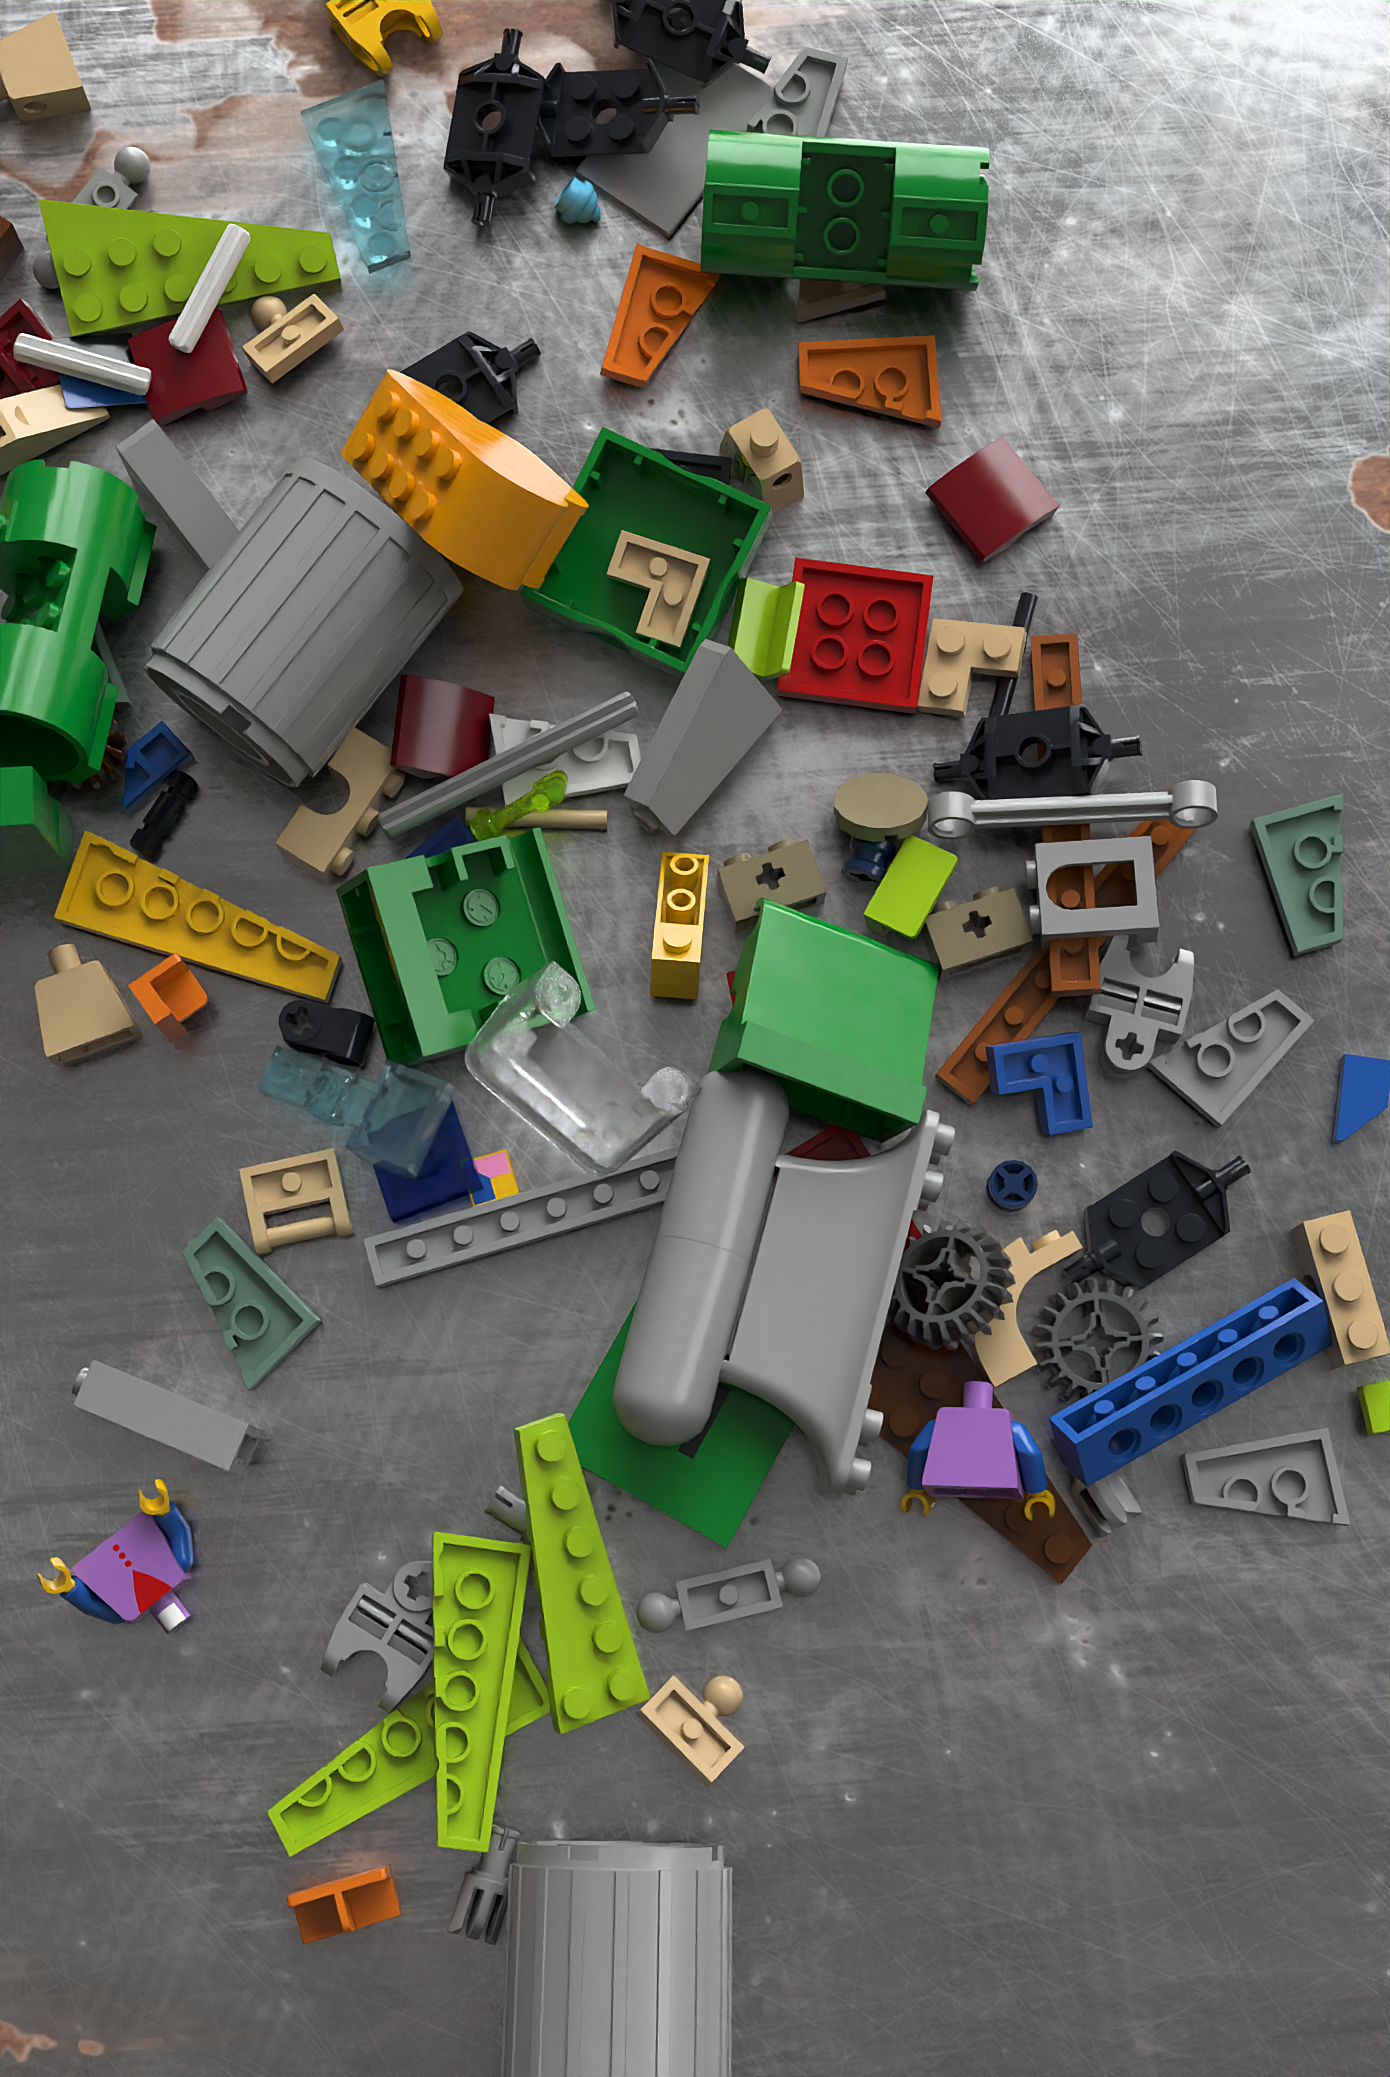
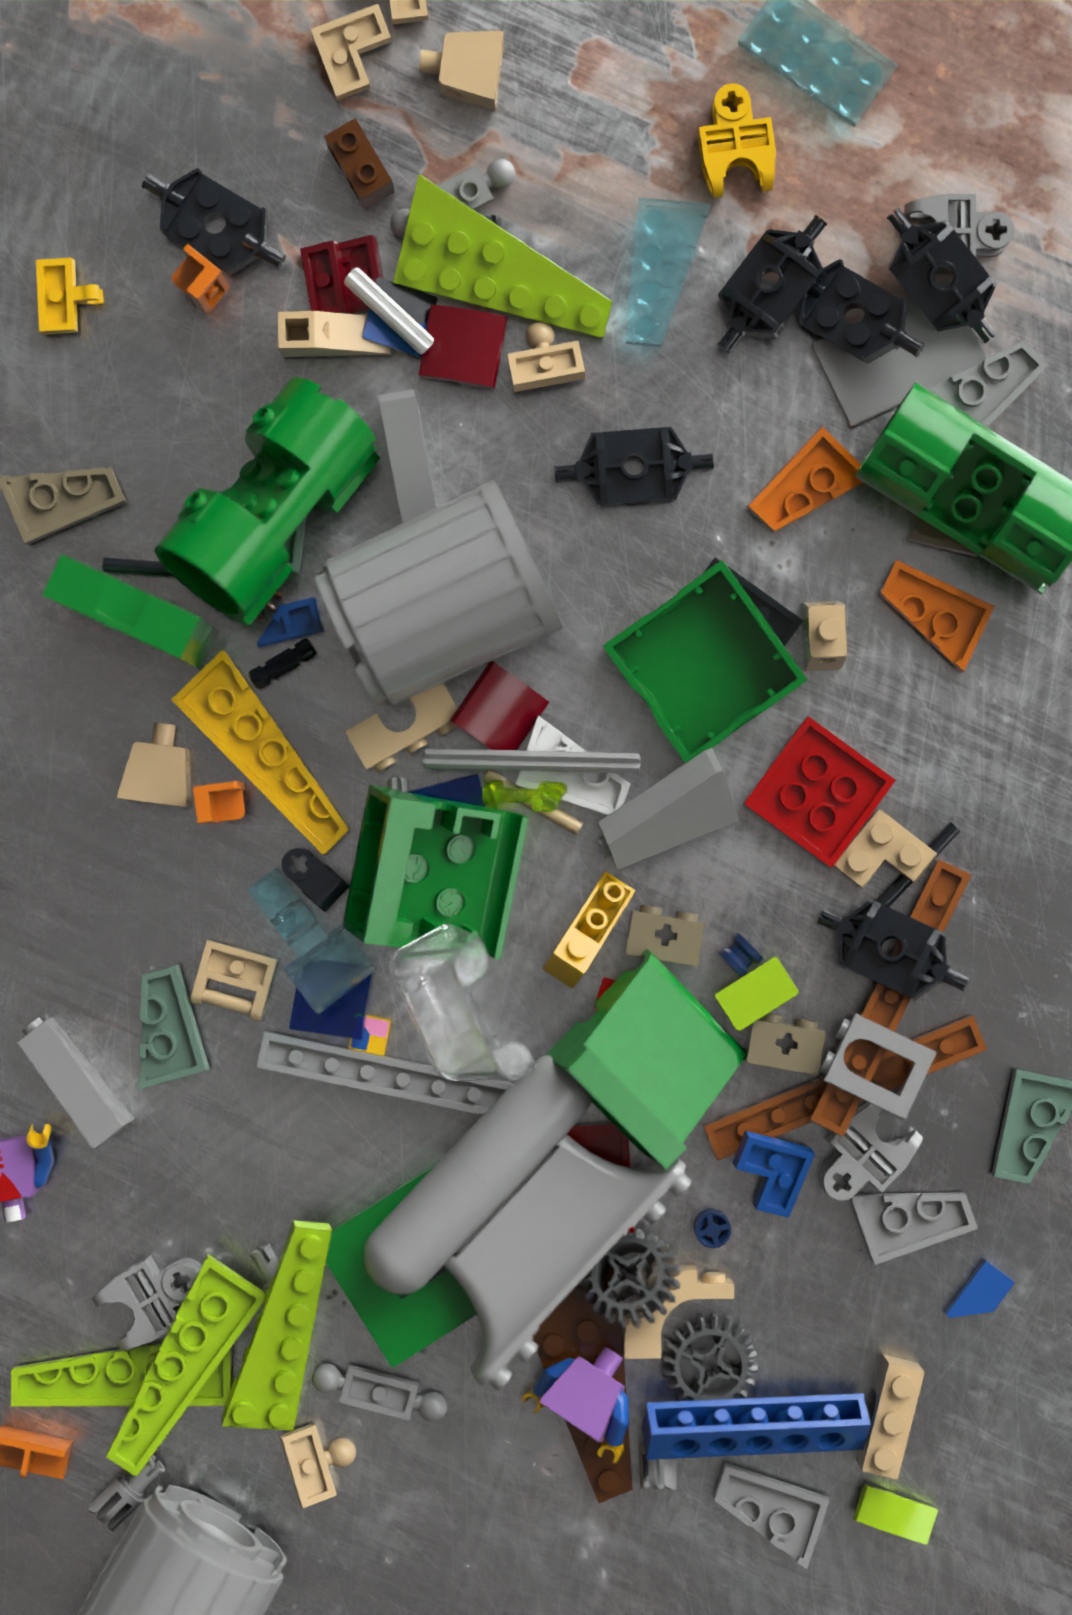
camera: 30 degrees right, 10 degrees up
(209, 288) = (505, 302): white axle -> none
(463, 483) = (601, 556): light orange brick -> none
(578, 202) = (799, 369): medium azure plate -> none
(673, 582) = (713, 692): tan plate -> none
(766, 626) = (759, 755): lime panel -> none
(880, 806) = (768, 925): dark tan tile -> none
(992, 499) = (968, 745): dark red slope -> none
(1185, 805) = (968, 1041): light grey piece -> none
(1187, 1196) = (824, 1307): black plate -> none

